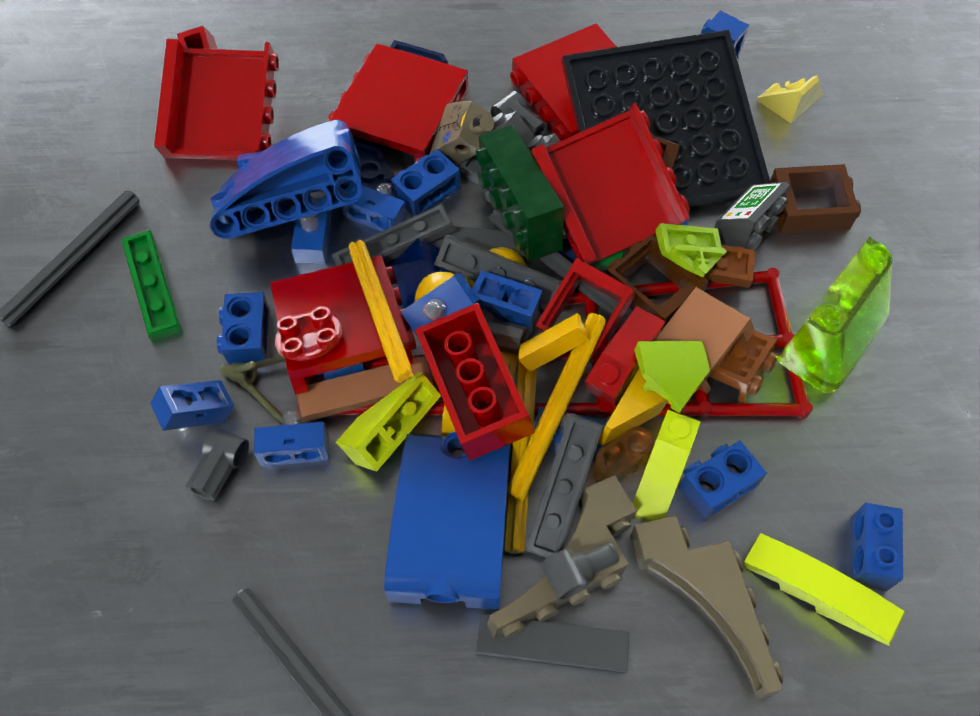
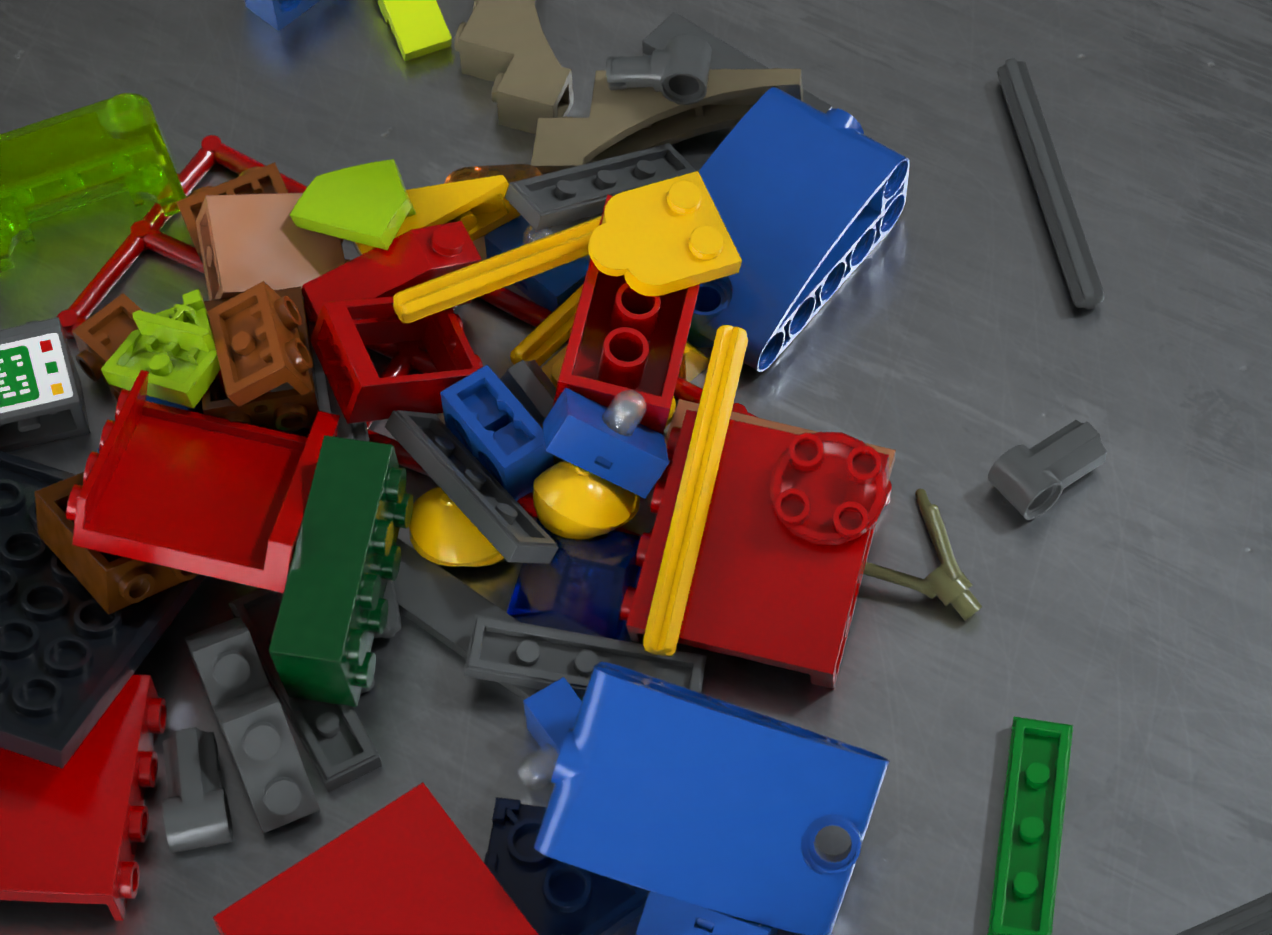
camera: 145 degrees left, 5 degrees down
(191, 405) = (1049, 541): blue piece -> none
(249, 328) = (901, 642): blue brick -> none
(291, 441) = (927, 438): blue piece -> none
(386, 424) = (800, 375): neon yellow slope -> none
(426, 182) = (454, 731): blue brick -> none
(460, 129) = (326, 773): dark tan torso -> none
(478, 407) = (664, 237): none -> yellow plate
(552, 343) = (487, 313): yellow slope -> none
(647, 266) = (259, 344): none -> dark orange bracket
(665, 466) = (434, 156): neon yellow slope -> none
(726, 484) = (397, 117): blue brick -> none

